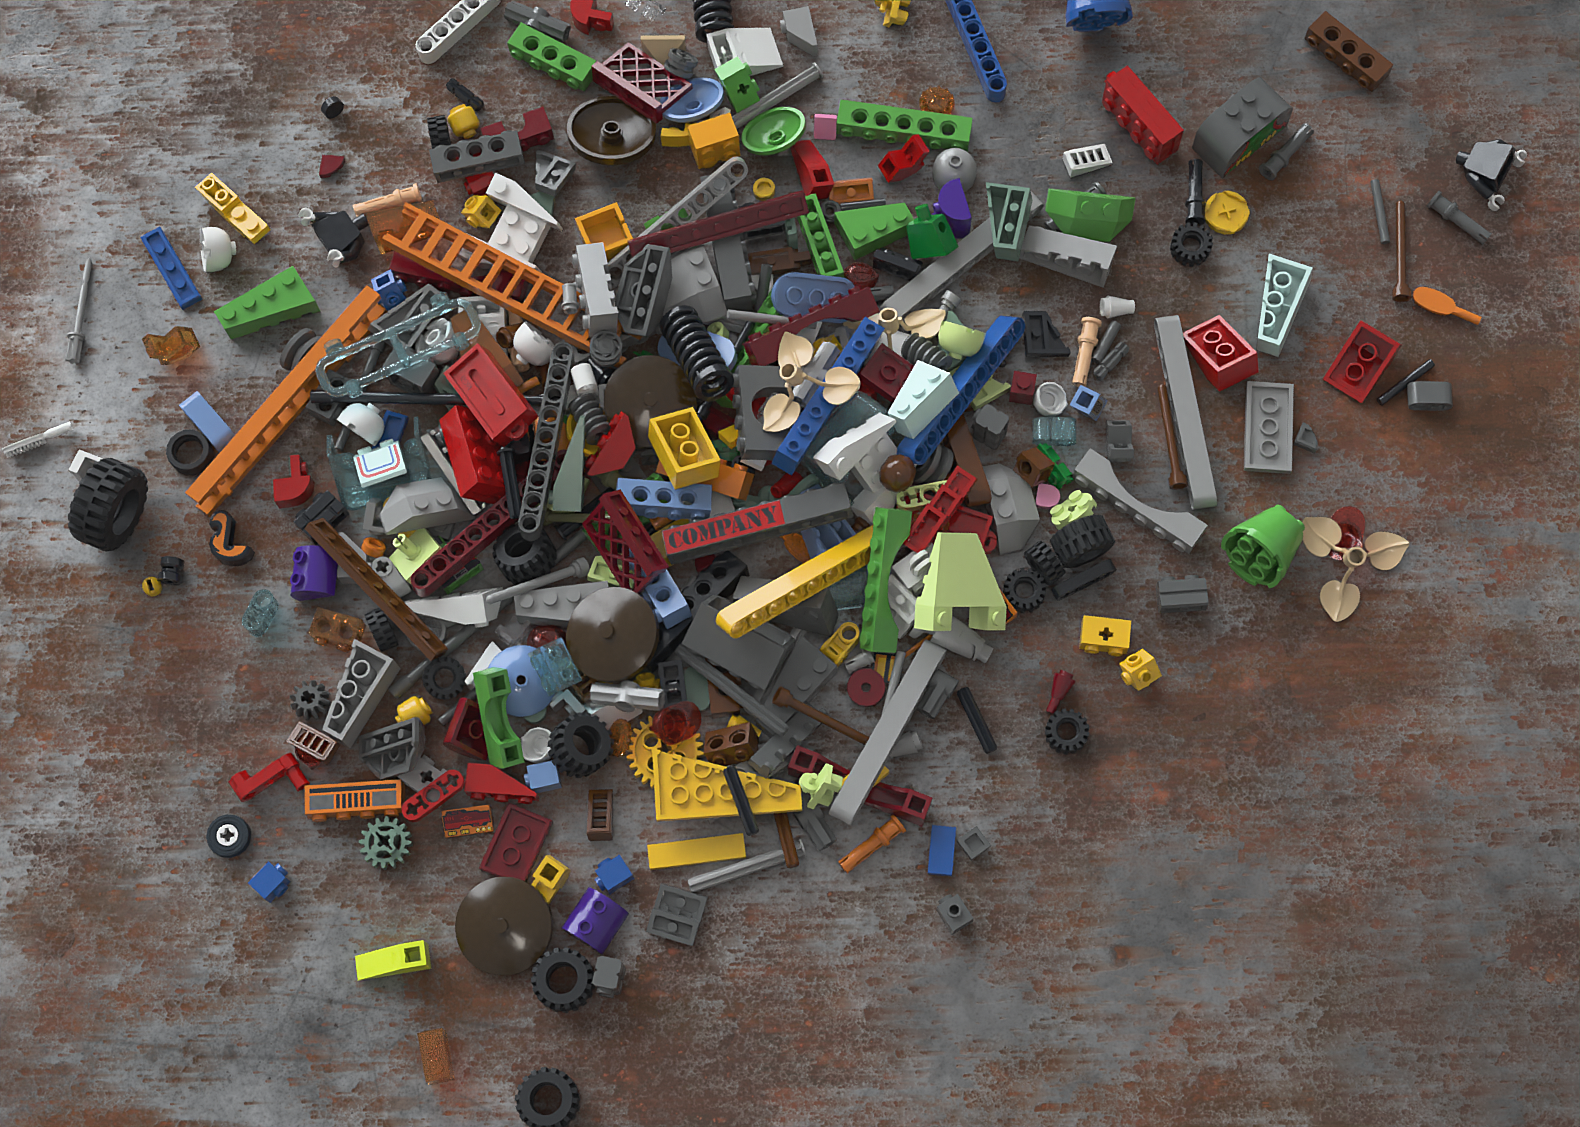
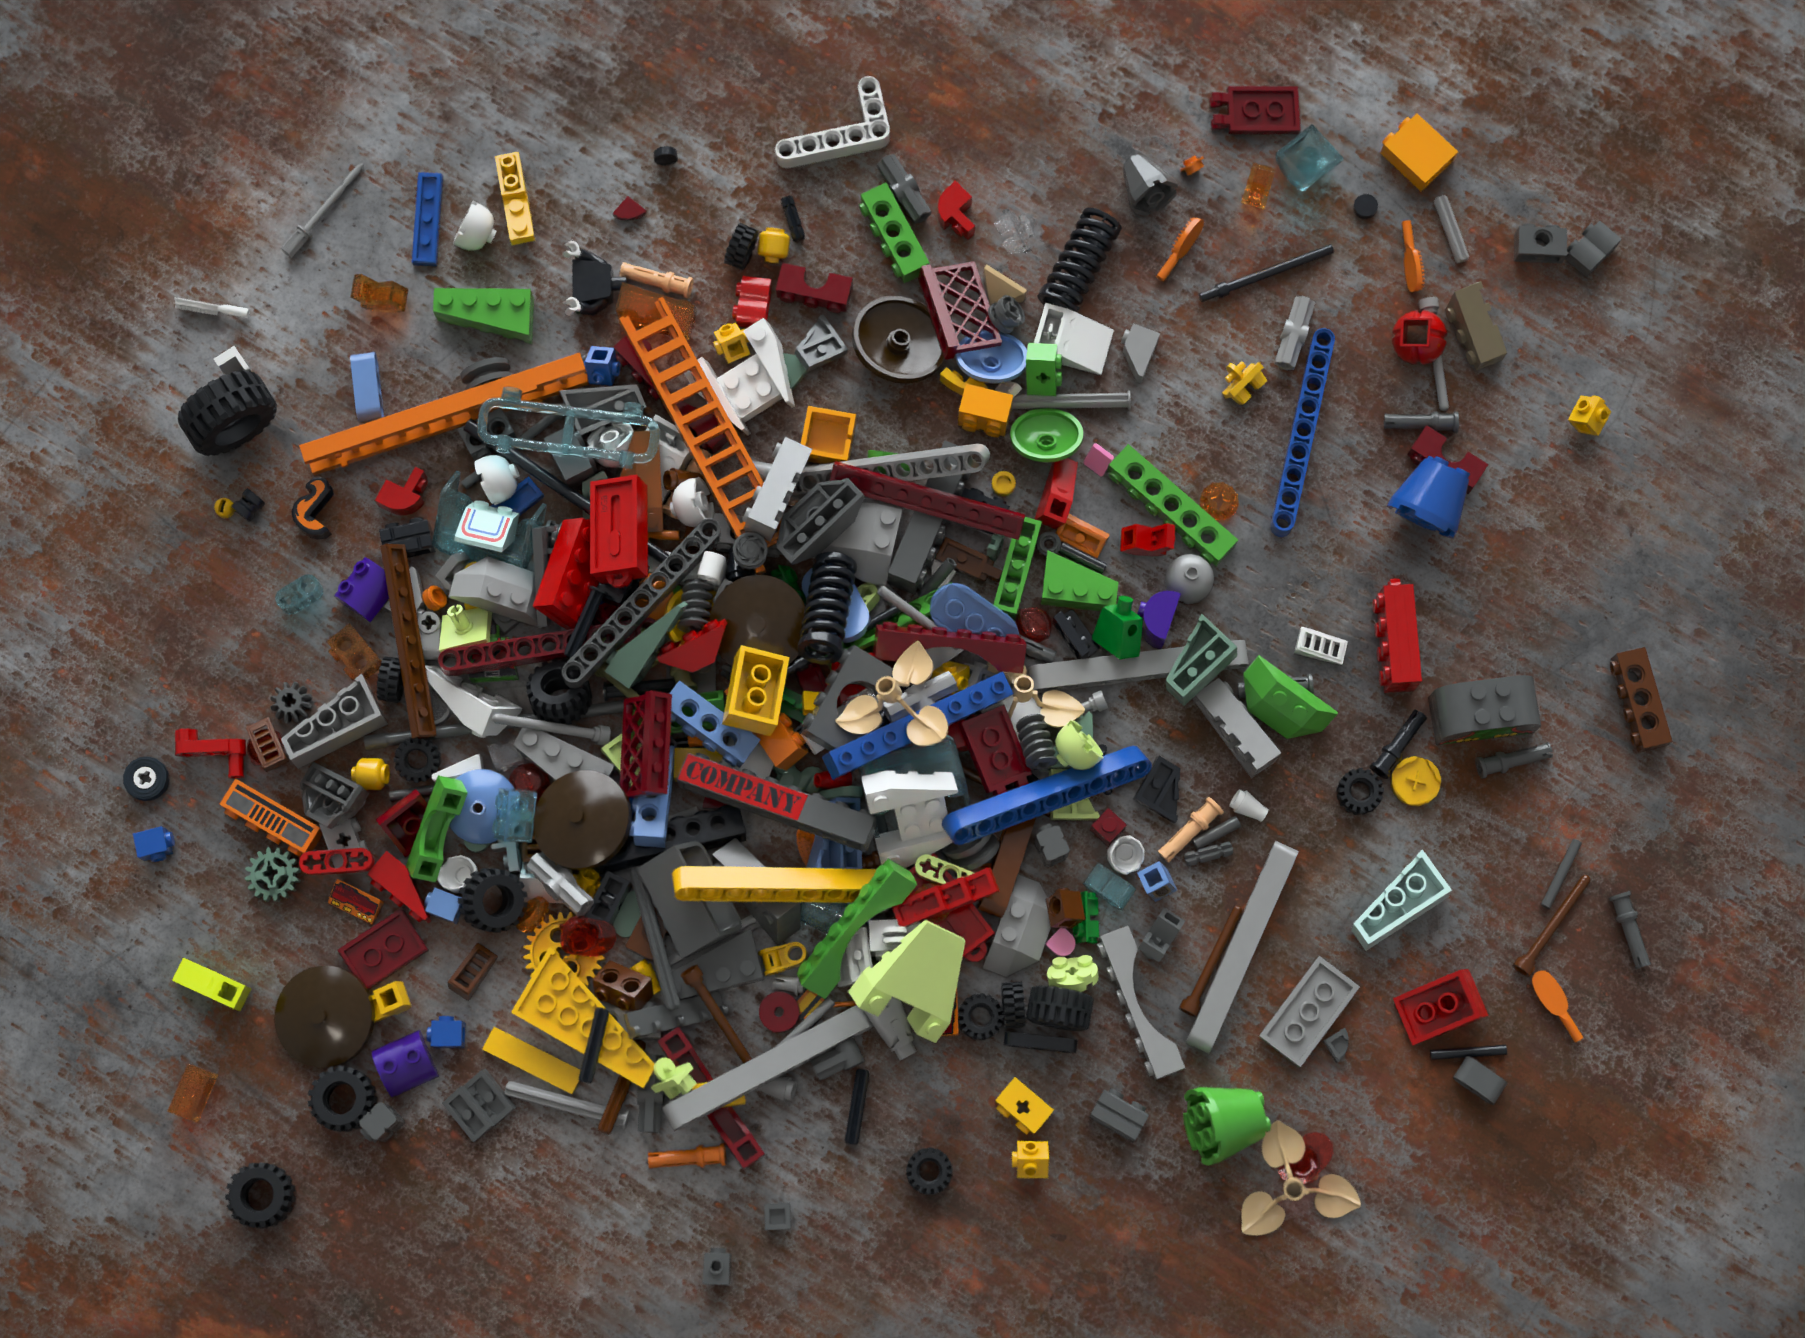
camera: 30 degrees right, 5 degrees up
(181, 438) = (321, 391): black tyre -> none
(488, 160) = (790, 308): dark grey brick -> none
(570, 302) = (748, 483): light grey pin -> none
(897, 473) = (930, 839): reddish brown hair -> none
(922, 398) = (998, 783): light aqua wedge -> none
(941, 850) = (745, 1203): blue tile -> none
(1060, 687) = (952, 1126): dark red cone -> none
(1221, 353) = (1314, 912): red slope -> none
(1488, 166) = (1693, 898): torso -> none

